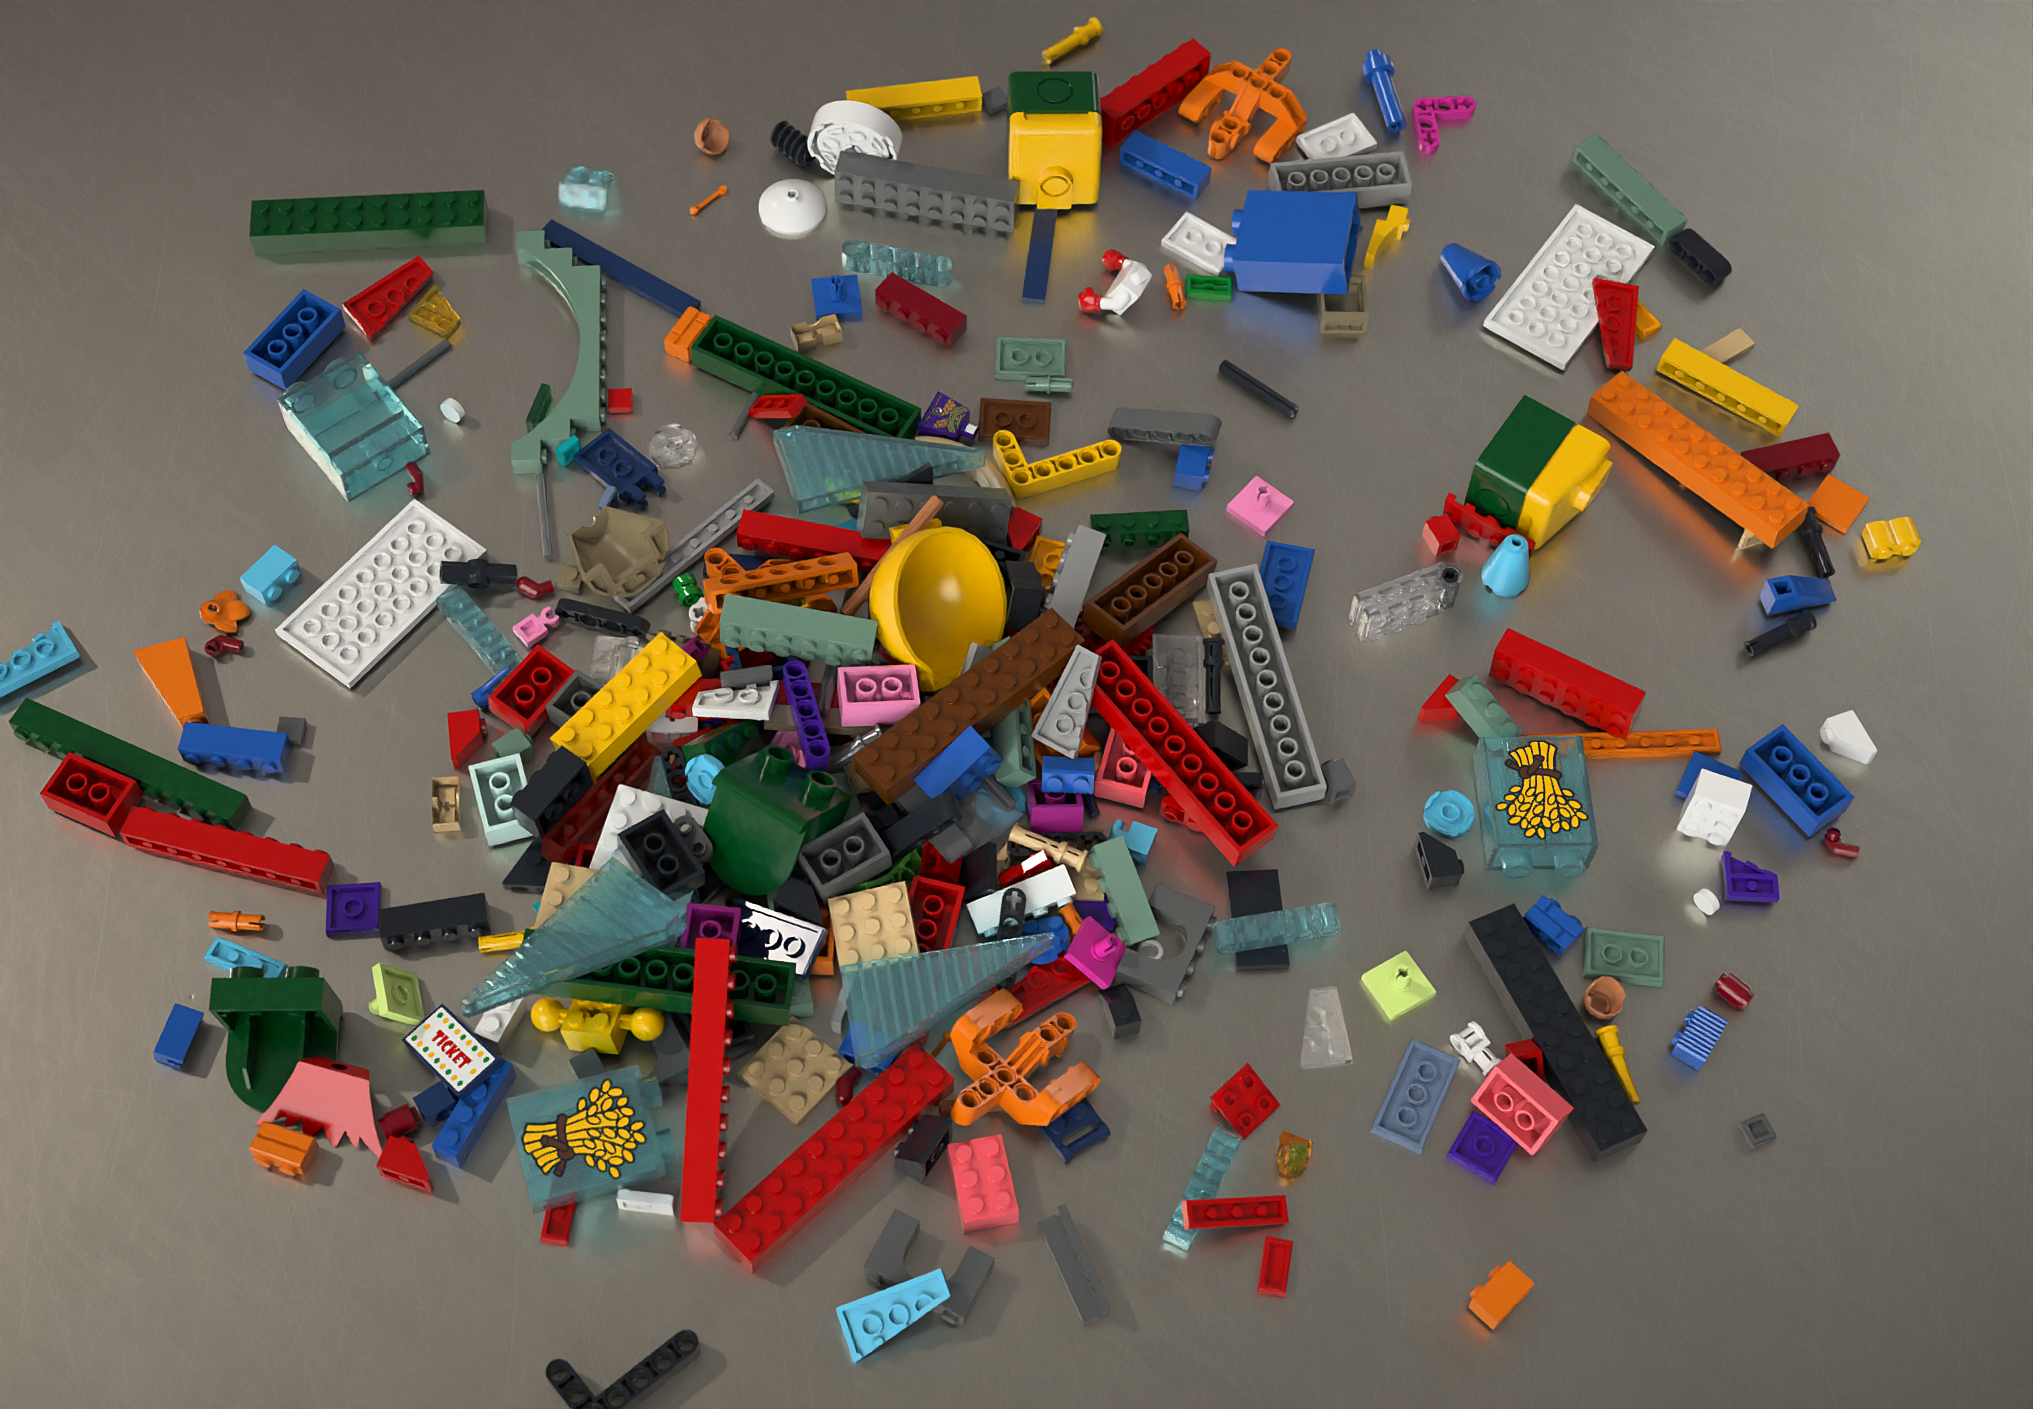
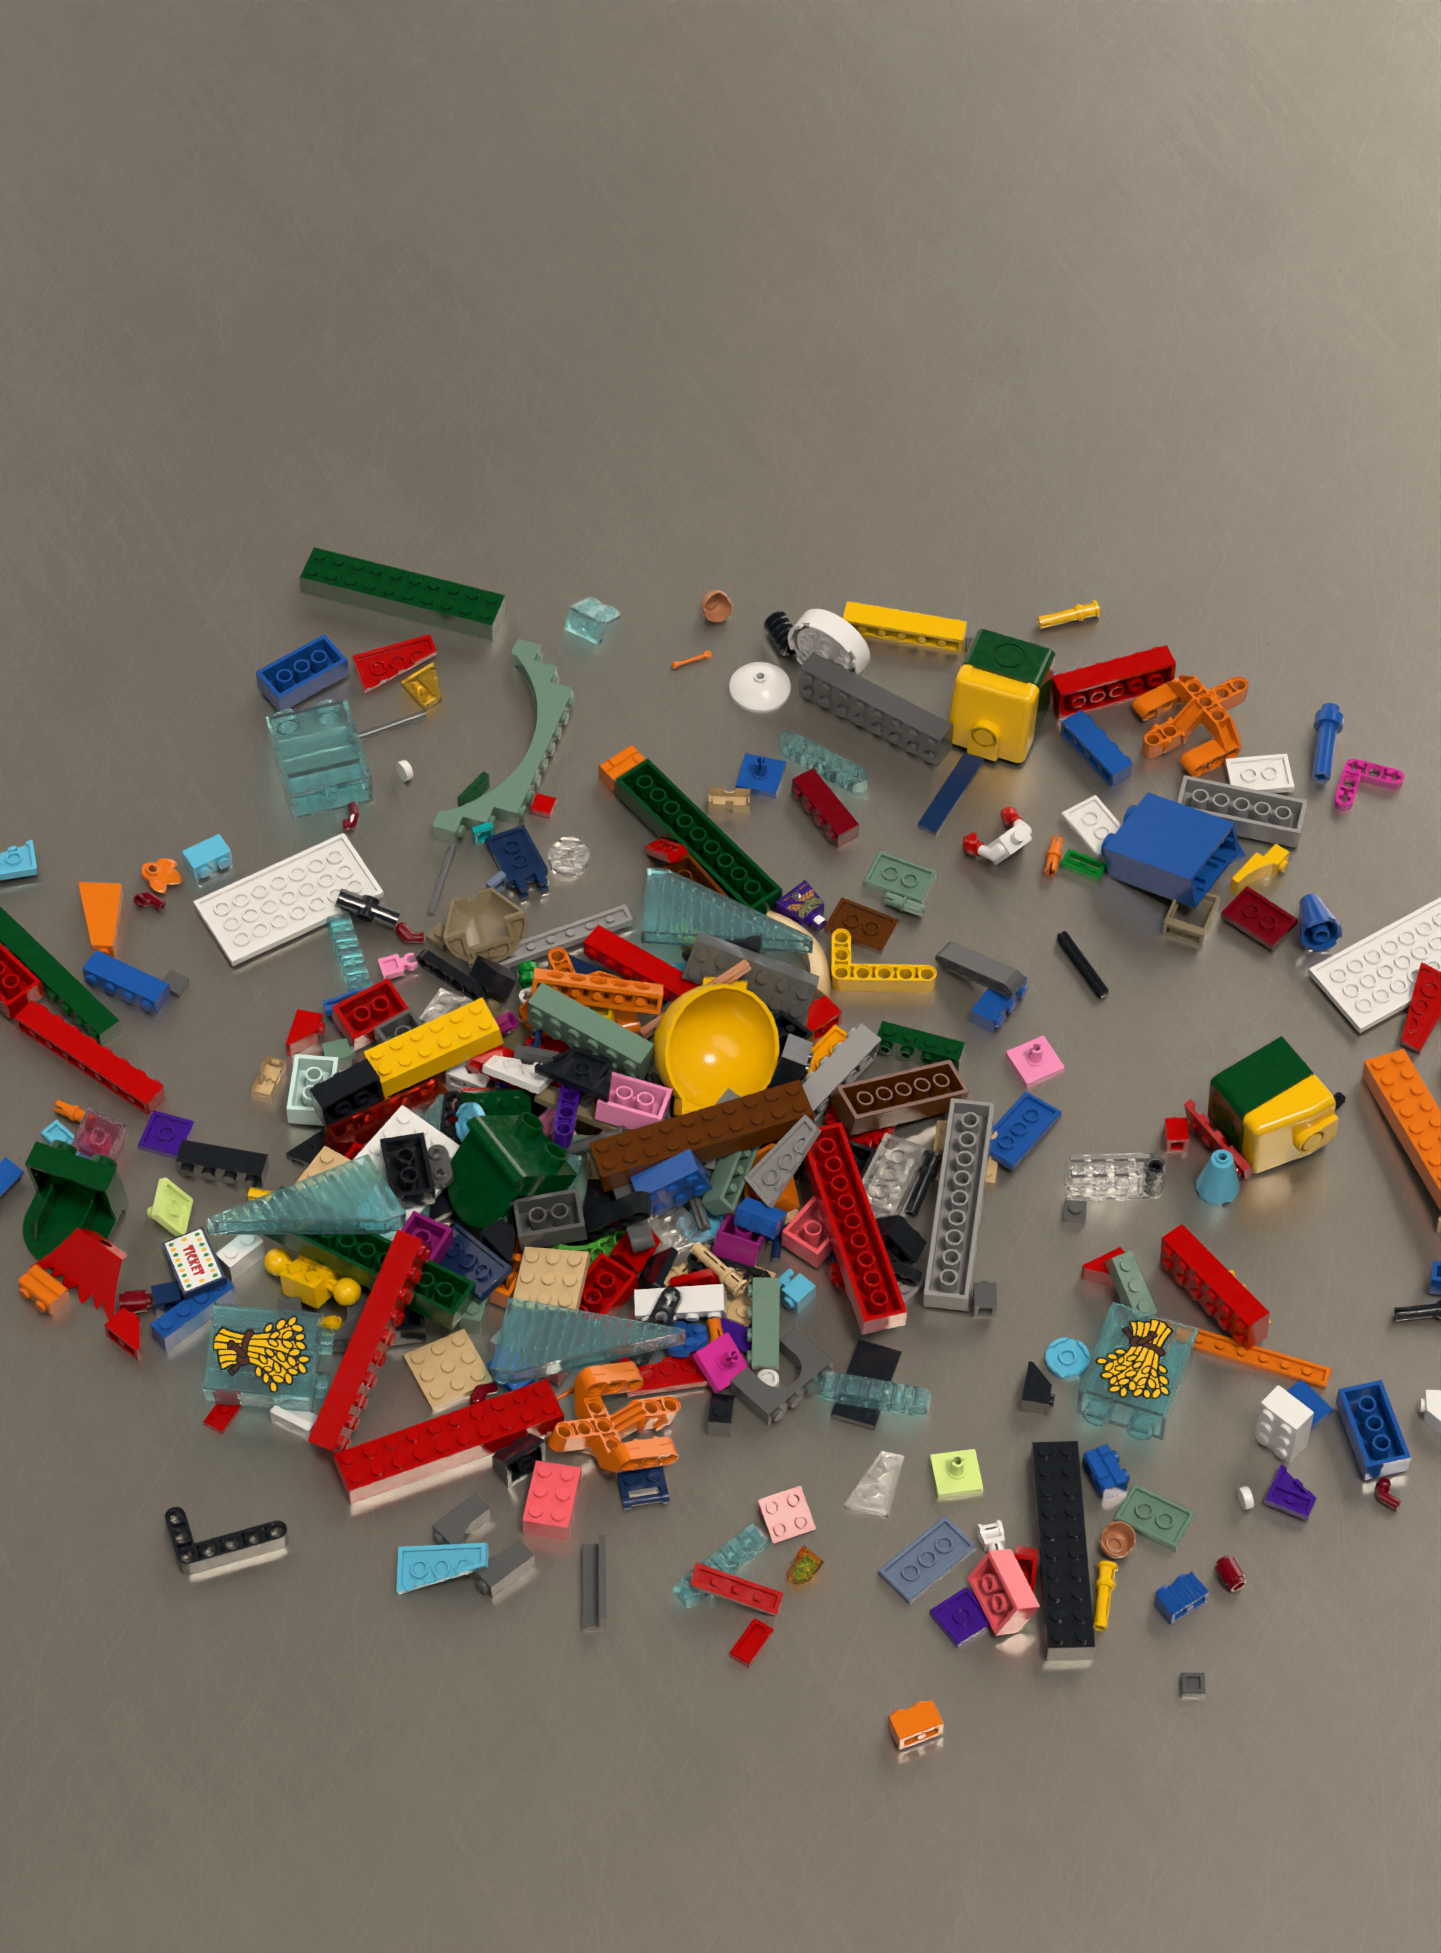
camera: 25 degrees right, 5 degrees down
(277, 939) = (99, 1135): none -> clear pink slope
(621, 270) = (590, 696): dark blue tile -> none
(645, 1064) = (333, 1322): none -> yellow plate
(652, 604) = (493, 976): none -> black slope
(743, 417) = (638, 851): dark grey bar -> none
(808, 679) = (580, 1071): none -> black wing
(1378, 652) = (1074, 1211): none -> dark grey plate
(1408, 285) = (1259, 918): none -> dark red plate

